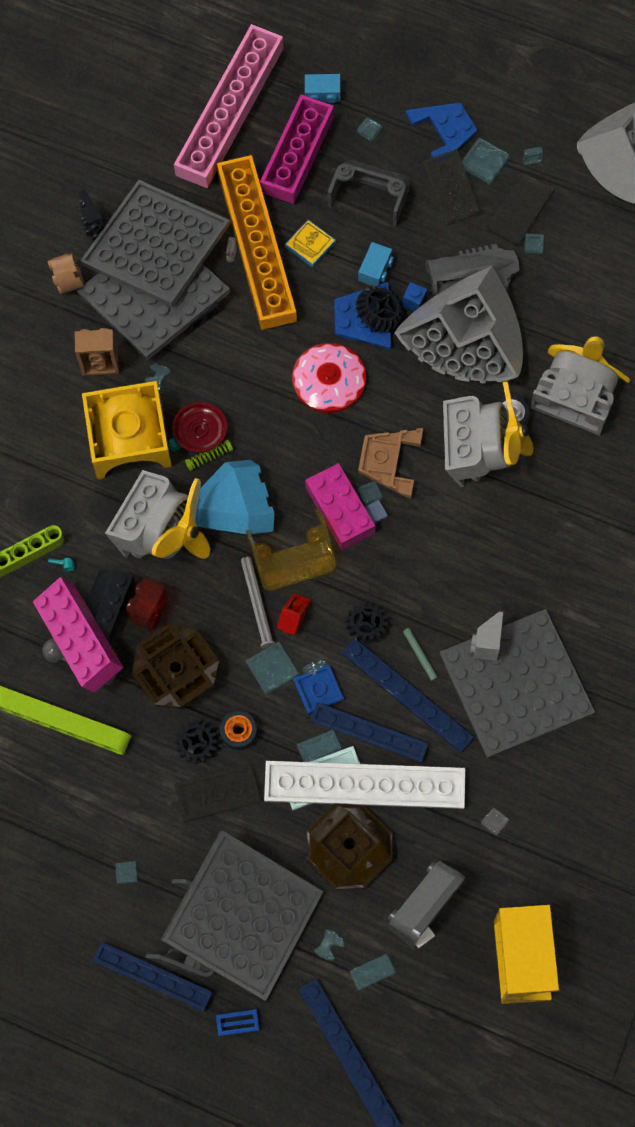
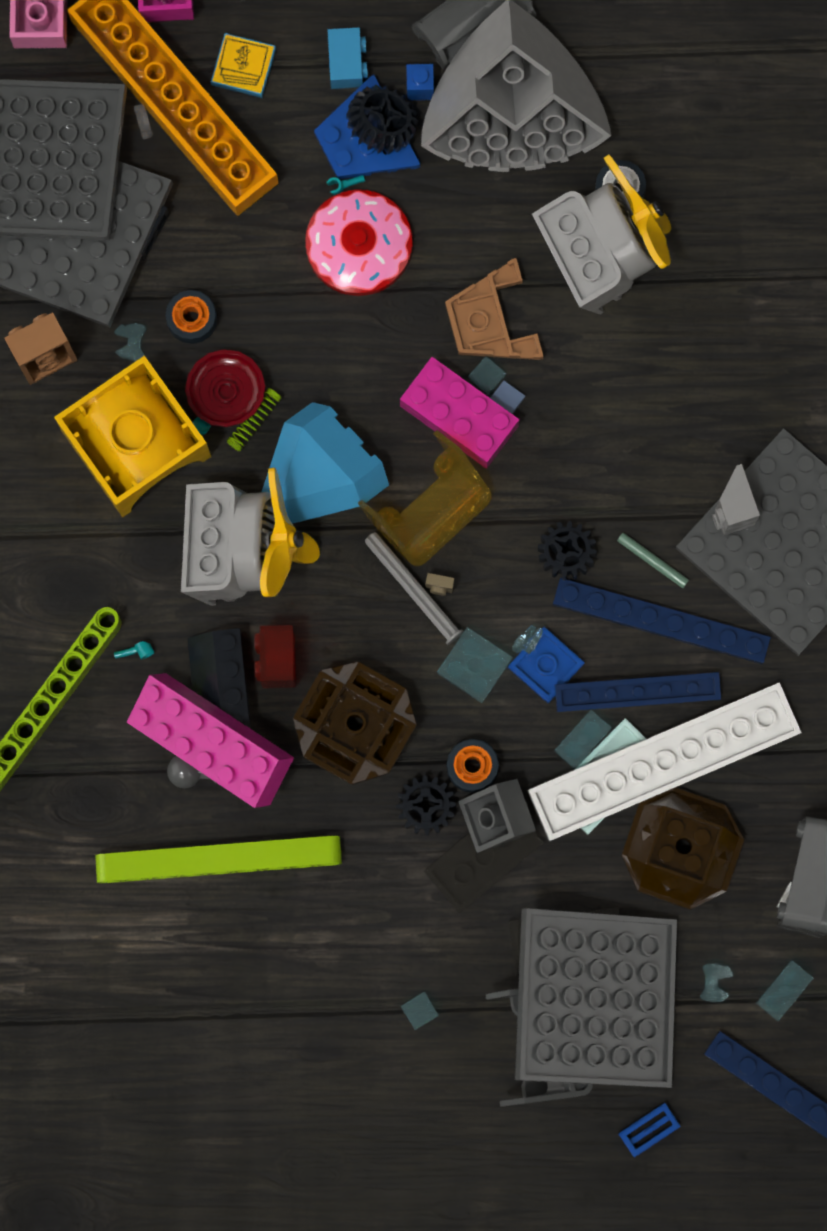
camera: 25 degrees left, 10 degrees up
(152, 976) = (517, 1124): dark blue plate -> none
(201, 367) = (188, 302): none -> wheel
(238, 768) = (497, 815): none -> dark grey slope
(273, 606) = (439, 584): none -> dark tan plate
(293, 614) = (468, 581): red slope -> none
(336, 339) = (344, 184): none -> teal hand
(578, 386) = (691, 111): light grey brick -> none

